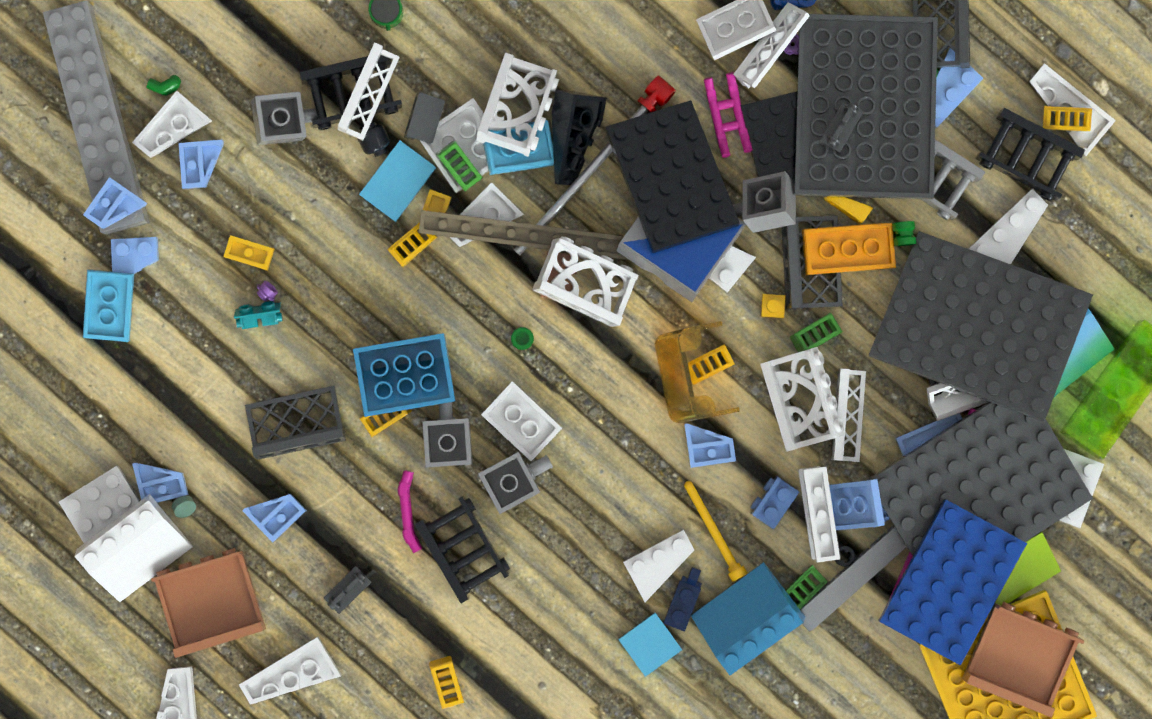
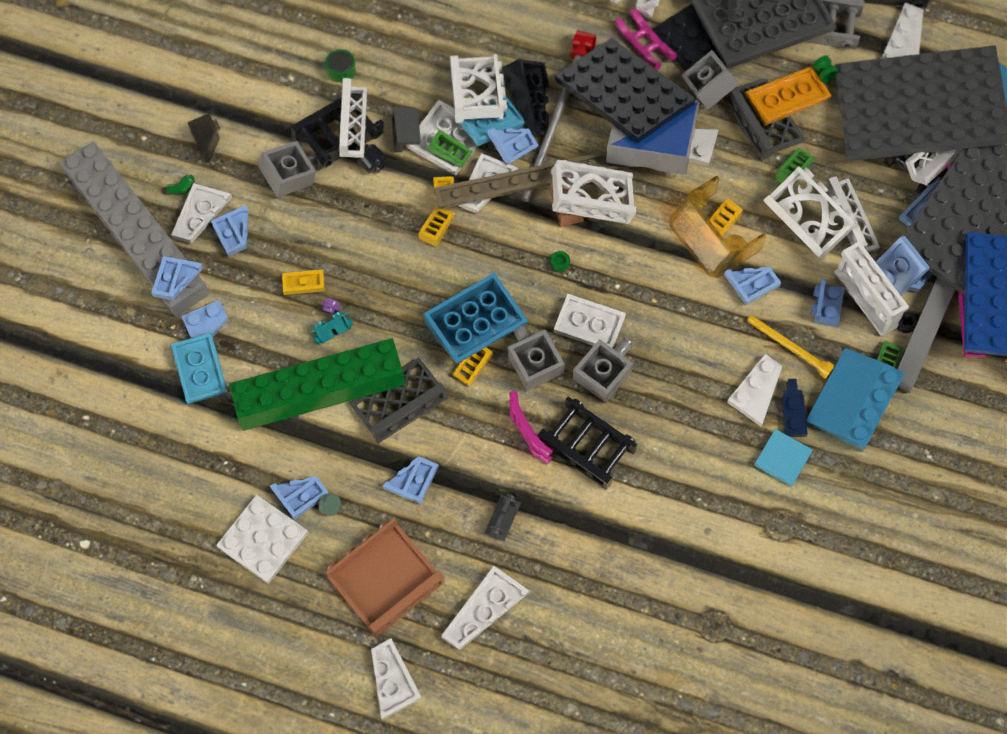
camera: 25 degrees left, 20 degrees down
(133, 548) = (299, 555): white slope -> none
(209, 37) = (205, 135): none -> clear smoke slope
(218, 376) = (317, 384): none -> green brick
(397, 181) = (404, 184): medium azure tile -> none
(440, 664) = (619, 542): yellow slope -> none
(529, 185) = (512, 143): none -> light blue wing
(773, 306) = (750, 160): yellow plate -> none
(853, 209) = (771, 66): yellow slope -> none

